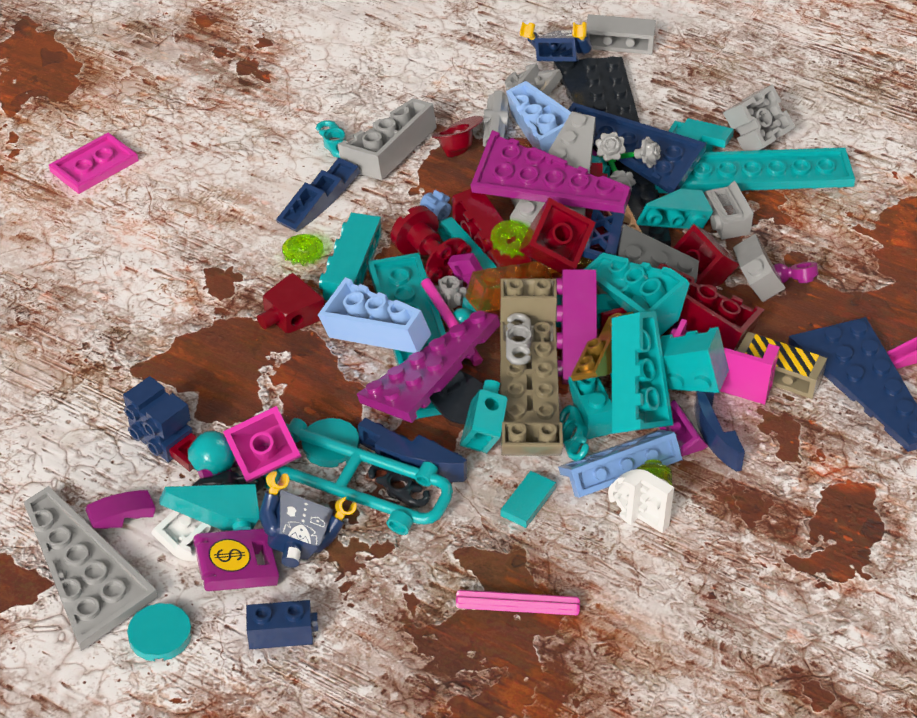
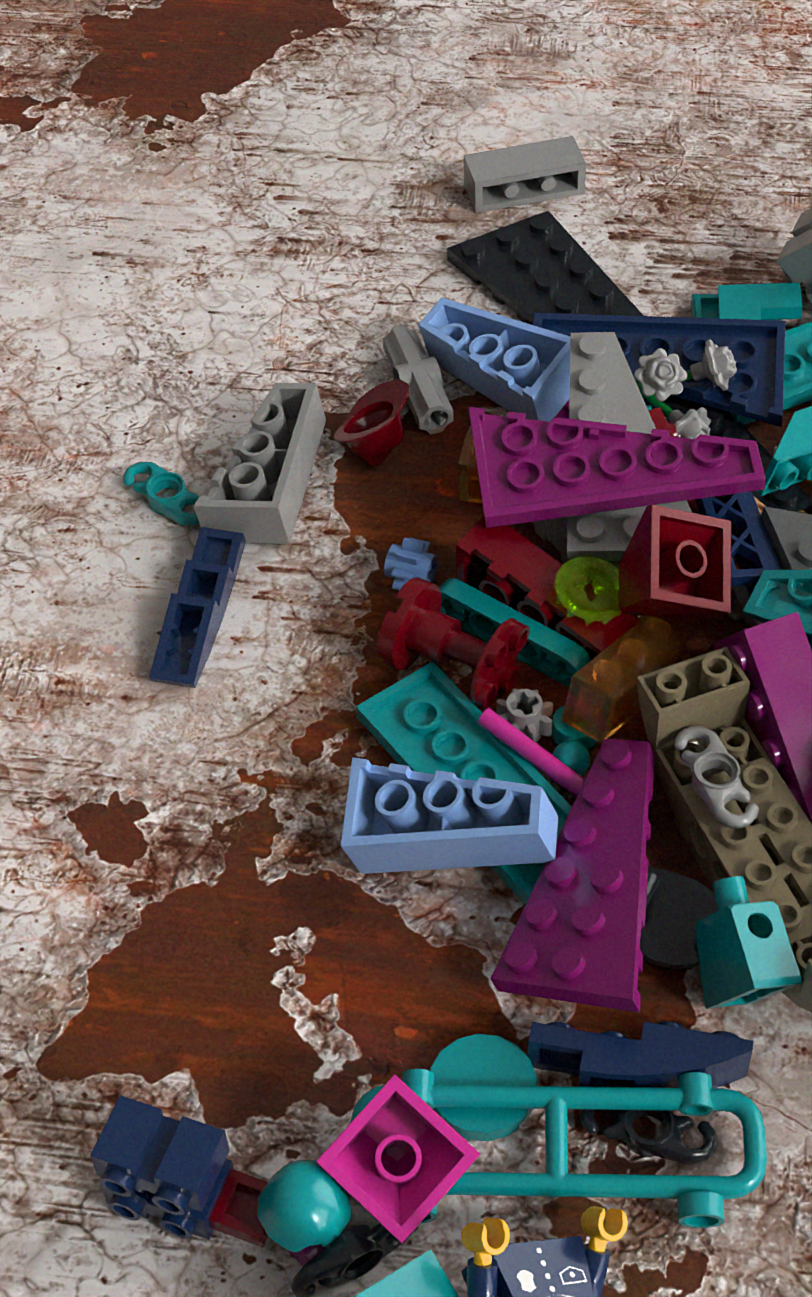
camera: 20 degrees left, 5 degrees up
(290, 305) = (270, 837): dark red torso -> none
(306, 243) = (224, 704): clear neon green gear -> none
(351, 252) = (323, 705): teal brick -> none
(464, 265) = (542, 668): magenta plate -> none
(542, 80) = (427, 288): light grey slope -> none
(558, 45) = (451, 217): dark blue torso -> none

